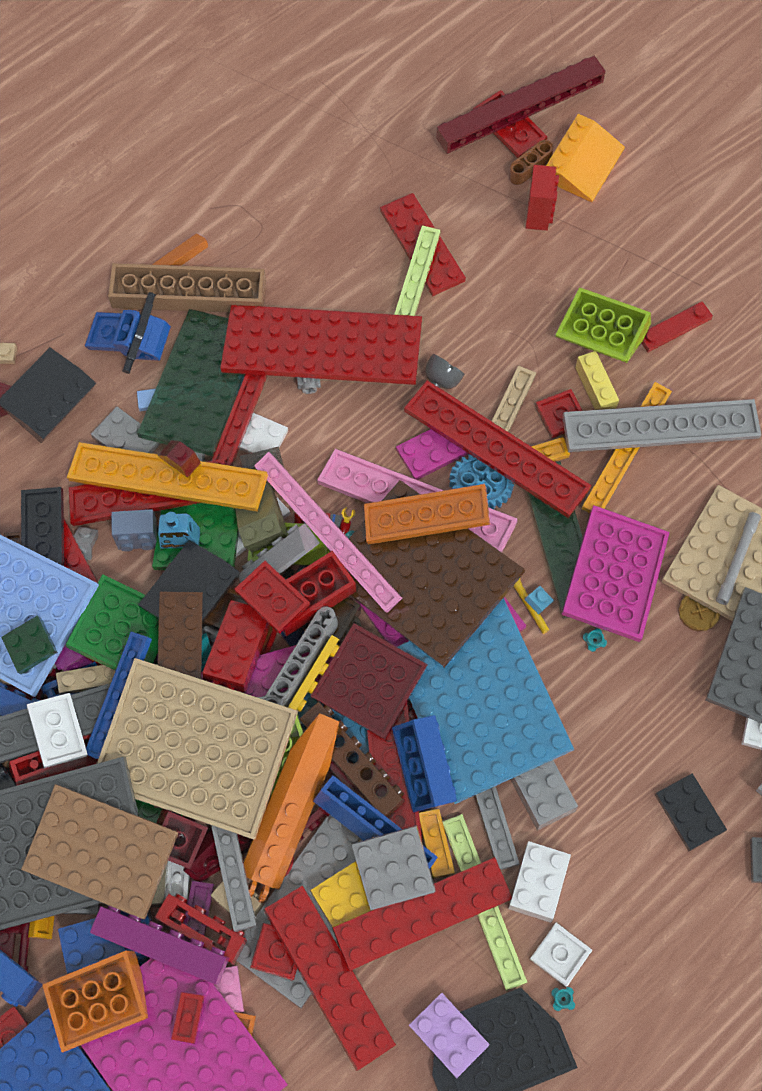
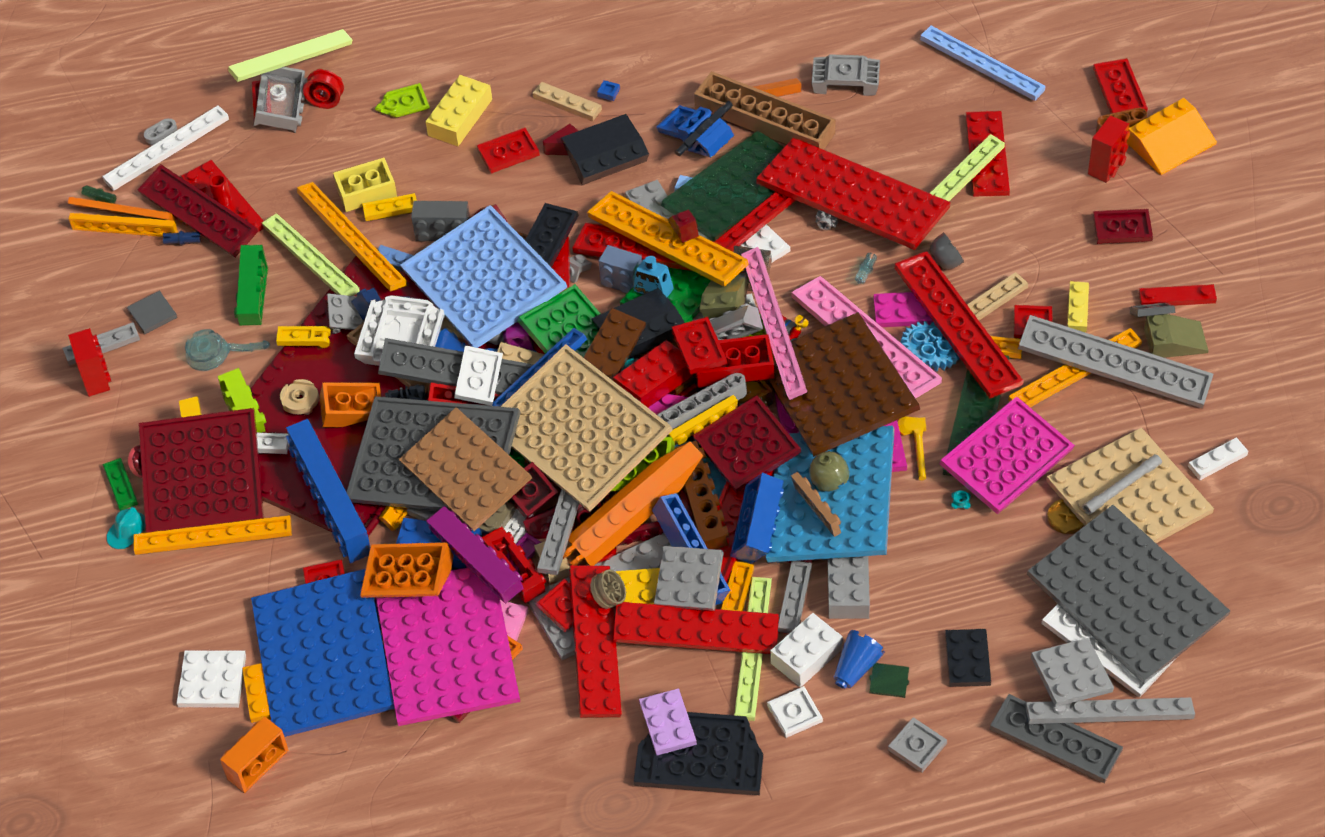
camera: 30 degrees right, 15 degrees down
(14, 323) = (608, 90): none -> blue plate
(29, 644) = (490, 308): dark green plate -> none
(188, 1018) = (468, 615): red plate -> none
(244, 209) = (845, 70): none -> light grey plate
(317, 919) = (608, 589): none -> dark tan wheel
(368, 146) = (983, 63): none -> light blue plate
(373, 421) = (865, 268): none -> clear light blue axle
(426, 514) = (862, 338): orange plate -> none
(470, 680) = (828, 471): none -> olive cylinder
(486, 728) = (820, 508): none -> medium nougat plate
(520, 104) = (1136, 73): dark red brick -> none
(539, 599) = (929, 451): medium azure plate -> none
(558, 1003) = (777, 737): teal plate -> none
(589, 271) = (1122, 226): none -> dark red plate
(593, 871) = (856, 659): none -> blue cone
(604, 325) = (1109, 266): lime slope -> none
(630, 873) = (889, 680): none -> clear green piece
(665, 354) = (1152, 309): none -> dark grey tile
(696, 373) = (1174, 336): none -> olive slope
(696, 935) = (917, 745): none -> light grey plate

